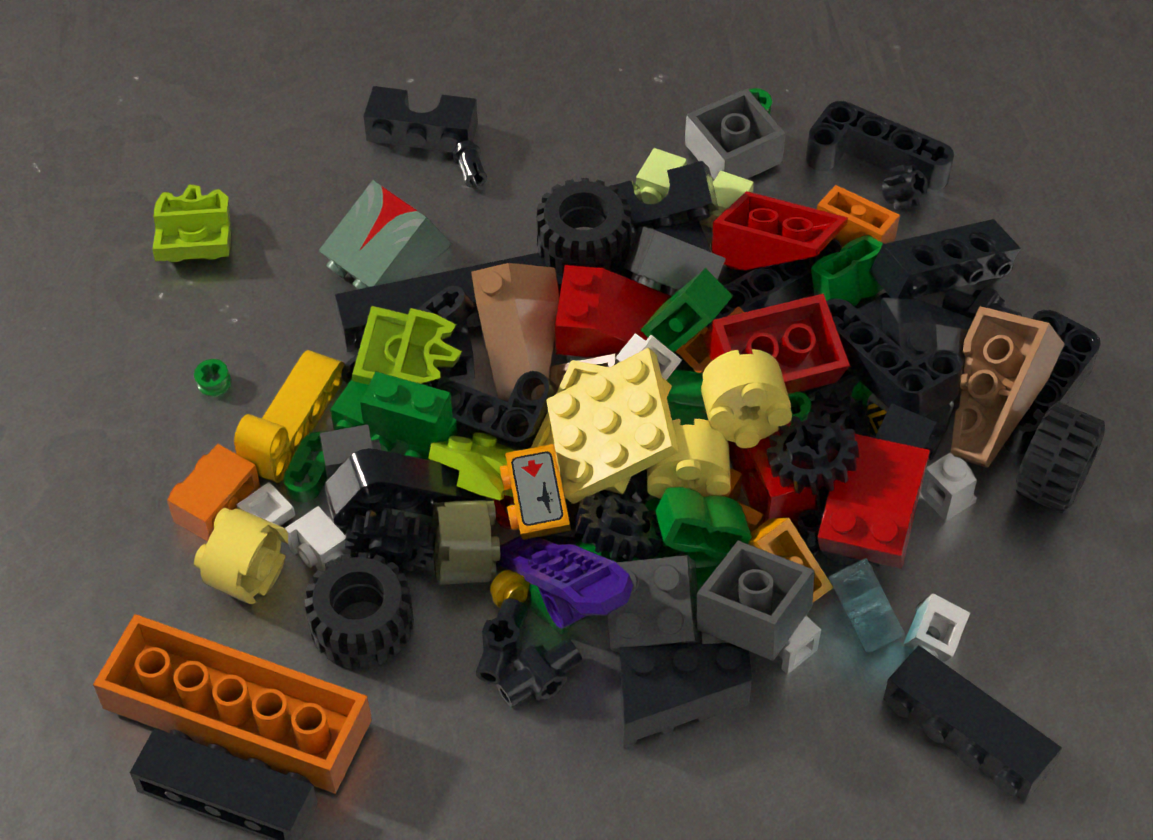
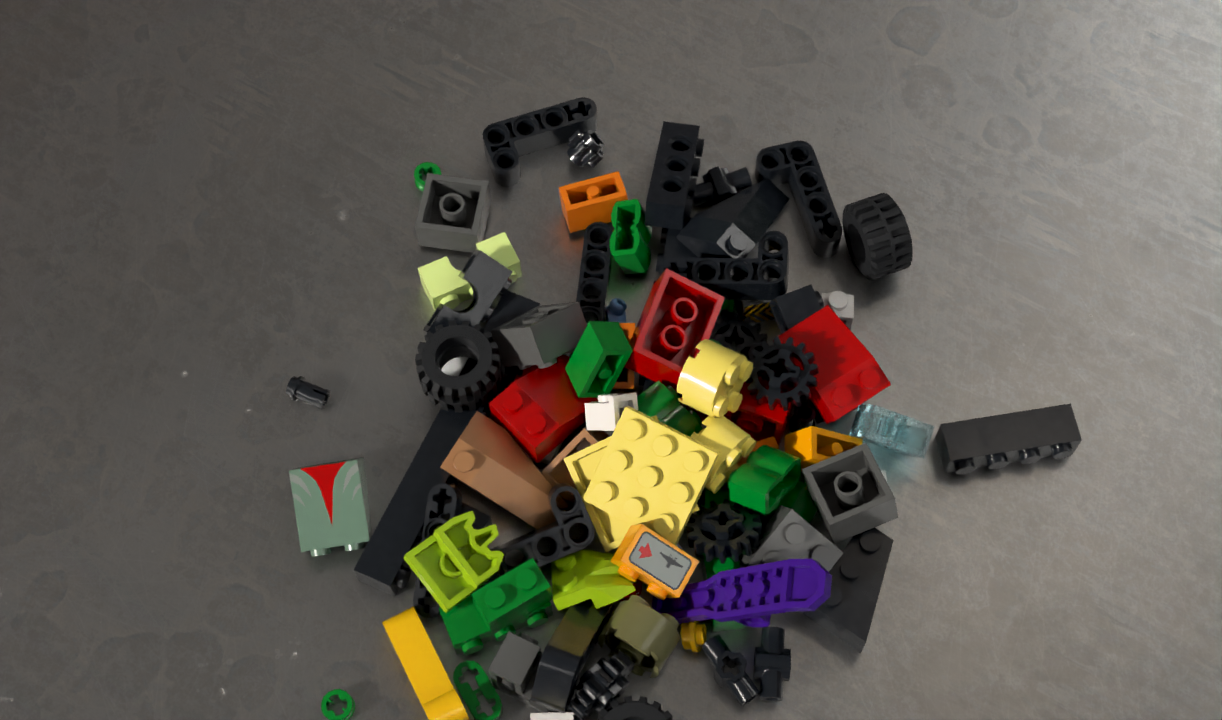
camera: 50 degrees left, 10 degrees up
(192, 225) = (185, 623): lime plate -> none
(392, 122) = (220, 415): black arch -> none
(771, 231) = (565, 253): red slope -> none
(945, 623) = (931, 403): white brick -> none
(1002, 375) = (789, 205): medium nougat wedge -> none

